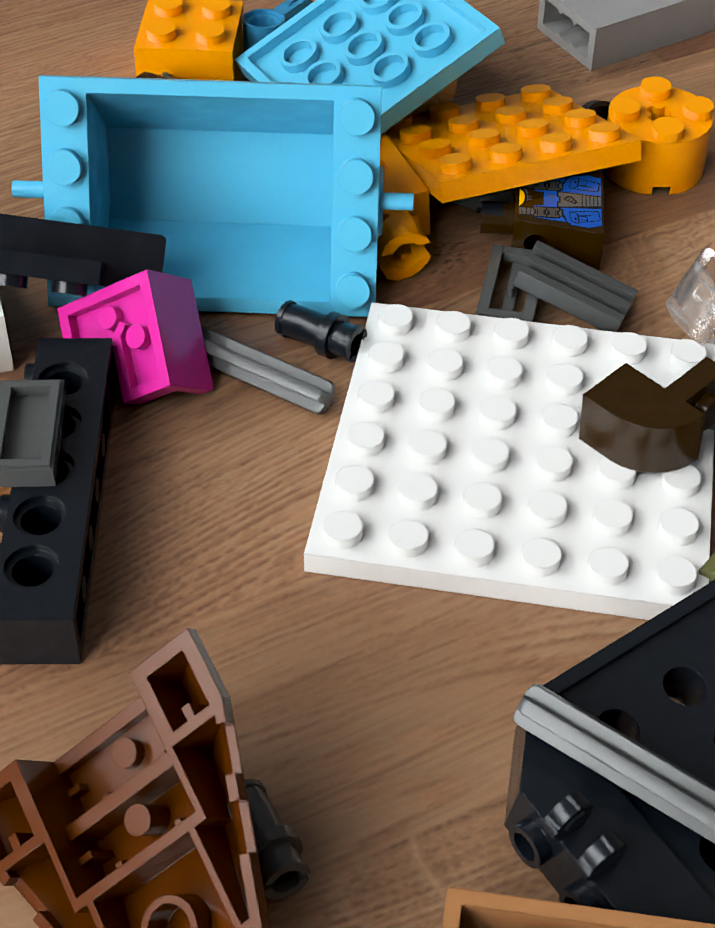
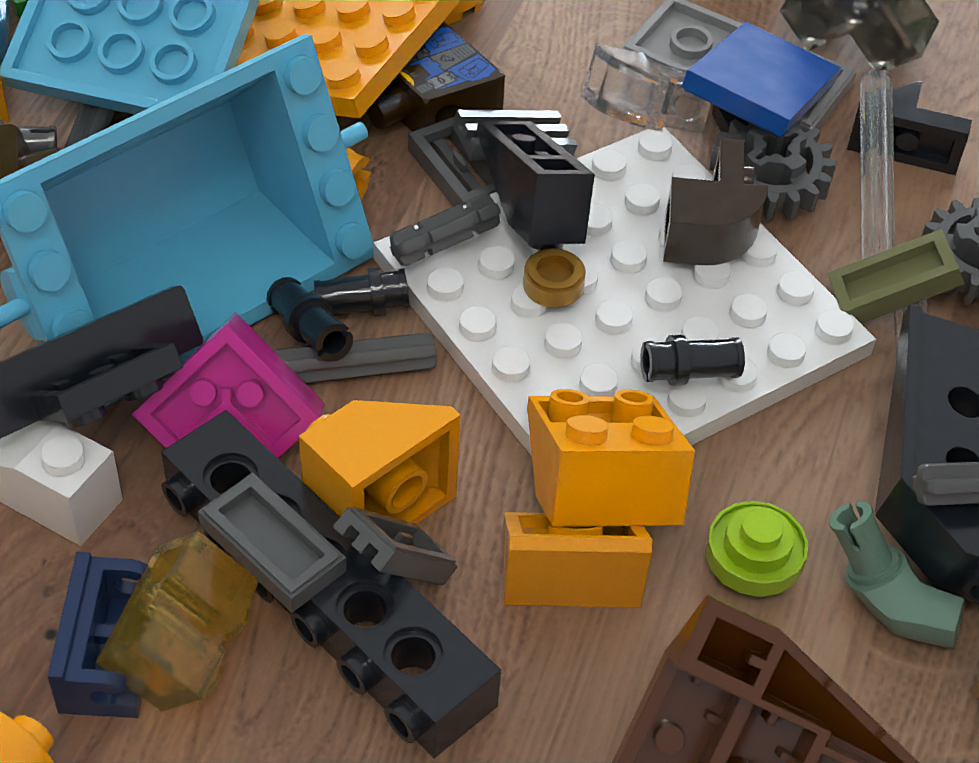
camera: 45 degrees left, 5 degrees up
(111, 495) = (391, 546): none -> dark grey tile
(157, 440) = (383, 458): none -> light orange slope
(243, 596) = (573, 563): none -> light orange slope
(251, 321) = (309, 319): none -> black pin
(330, 536) = (608, 460): none -> light orange slope
(393, 690) = (756, 548): none -> lime plate
(420, 314) = (444, 229): none -> dark grey axle
(466, 395) = (554, 277): none -> pearl gold tile
(471, 791) = (888, 584): none -> sand green arm
(486, 508) = (686, 359): none -> black pin
(520, 316) = (538, 183): none -> black slope

